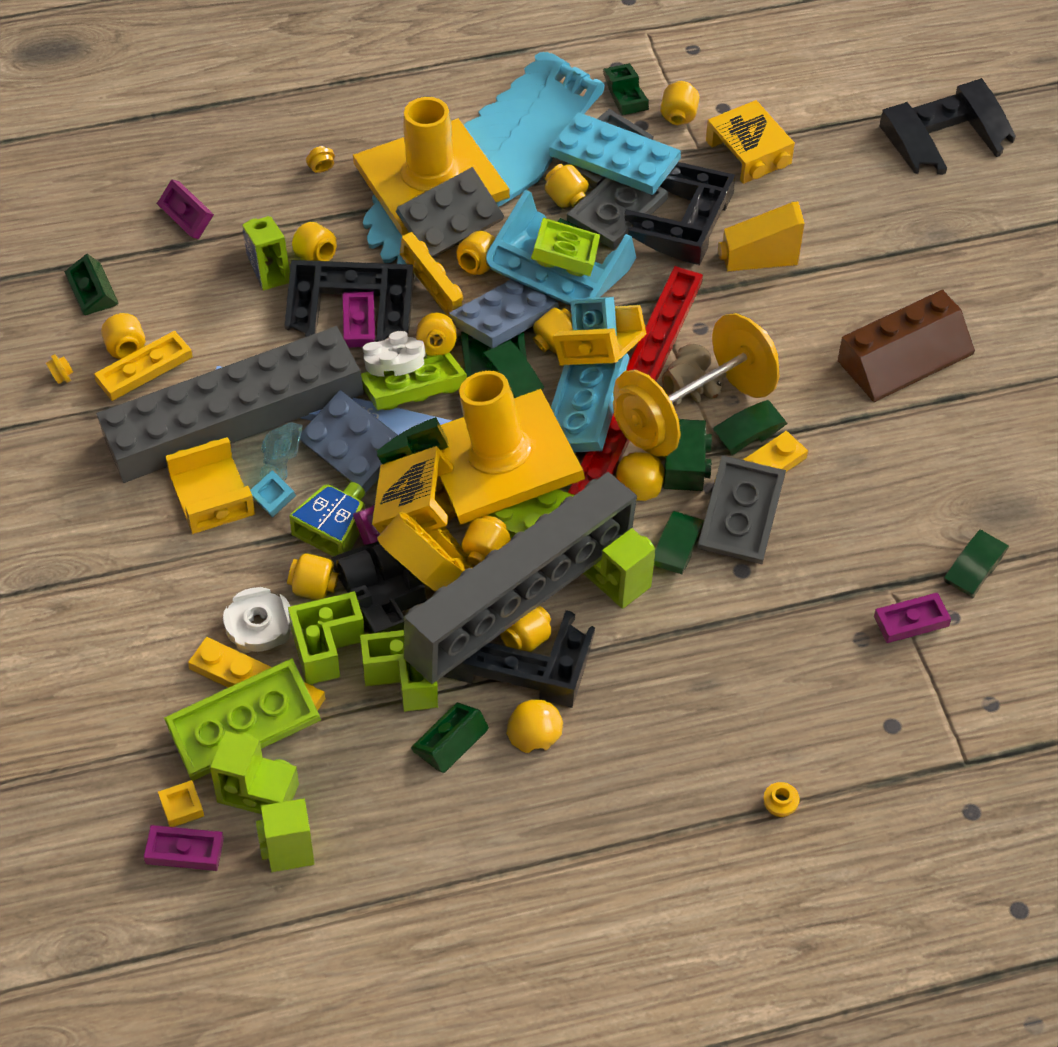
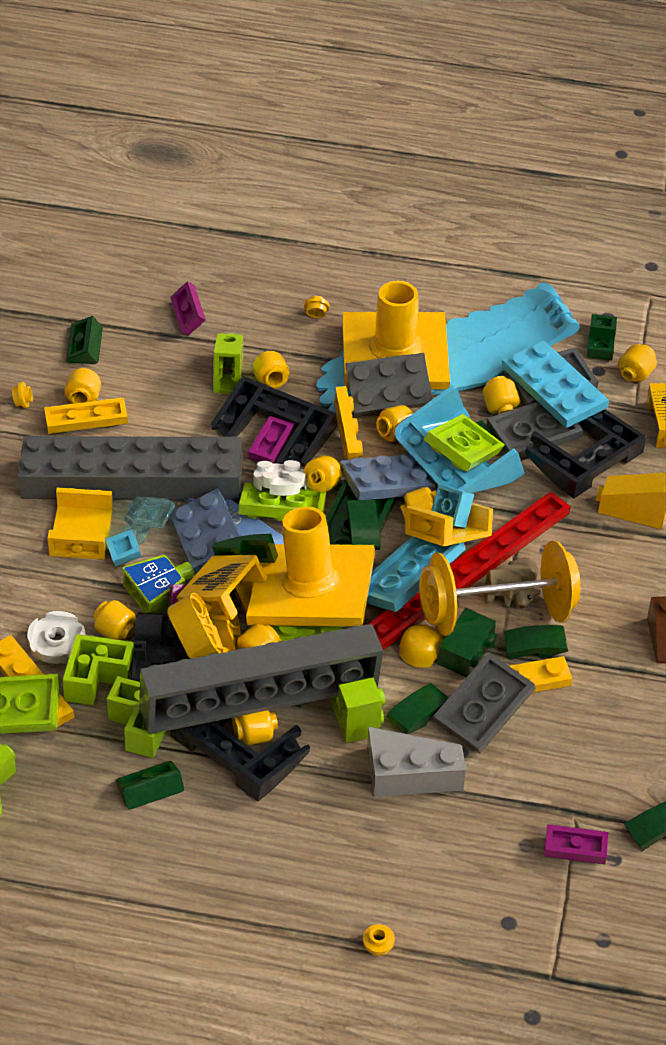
camera: 25 degrees right, 5 degrees down
(534, 725) = (218, 802): yellow hair -> none
(708, 602) = (413, 764): none -> light grey wedge

